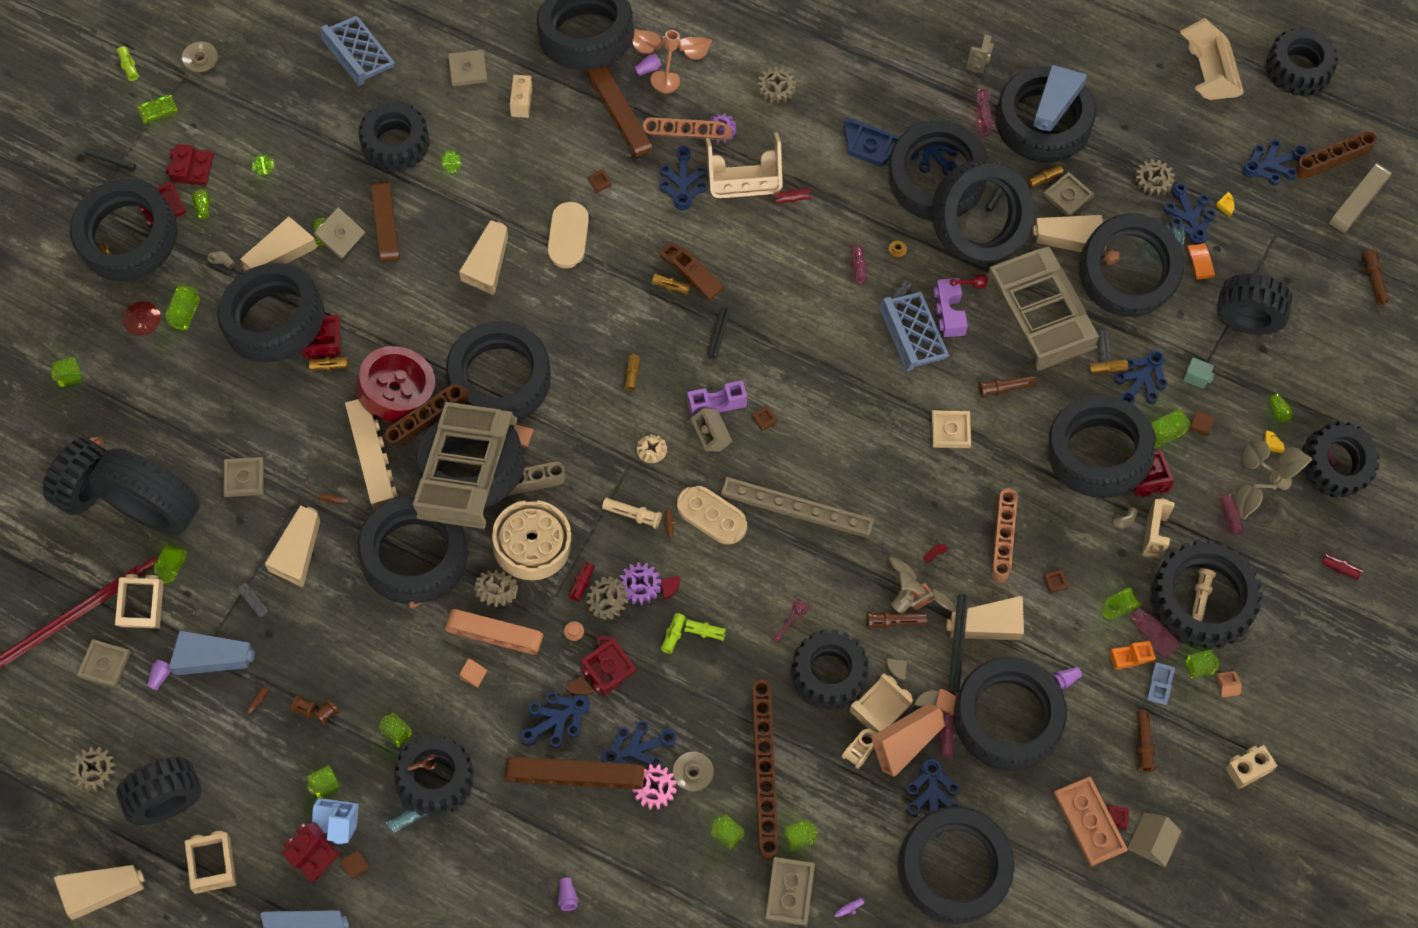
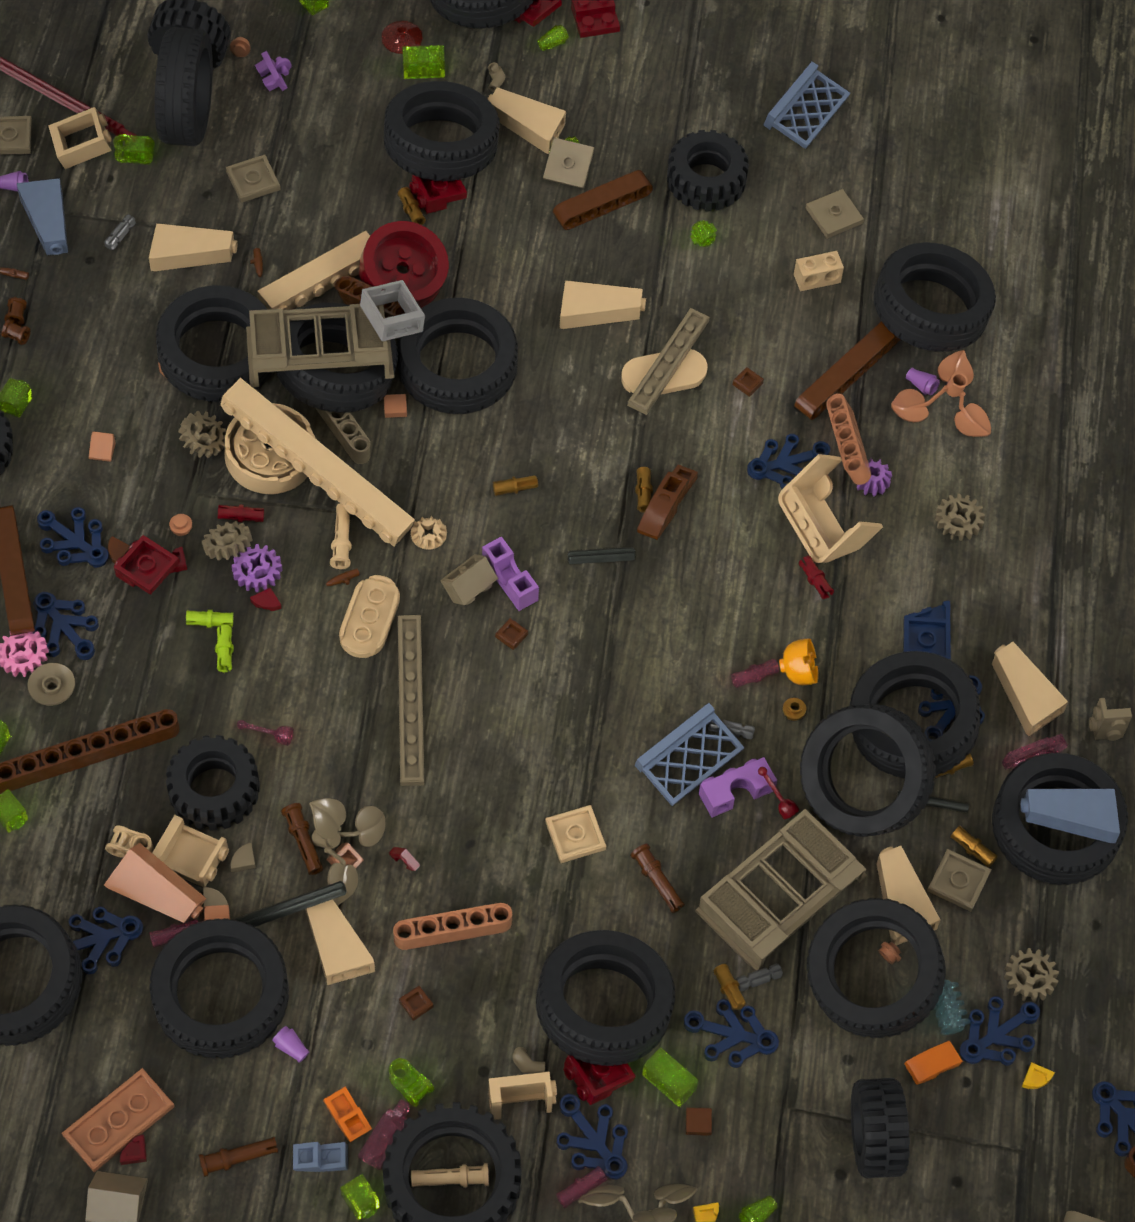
camera: 70 degrees right, 5 degrees down
(144, 428) = (276, 68): none -> medium lavender hips
(263, 165) = (621, 72): clear neon green gear -> none
(461, 381) = (395, 326): none -> light grey window
(494, 631) = (154, 450): nougat beam -> none
(562, 226) = (668, 361): none -> dark tan tile
(566, 505) = (317, 462): none -> tan brick
(864, 230) = (800, 663): none -> light orange cylinder
(933, 96) = (1027, 688): none -> tan slope
(1199, 373) = (765, 1097): sand green brick -> none
(1199, 494) = (594, 1140): none -> dark blue plant

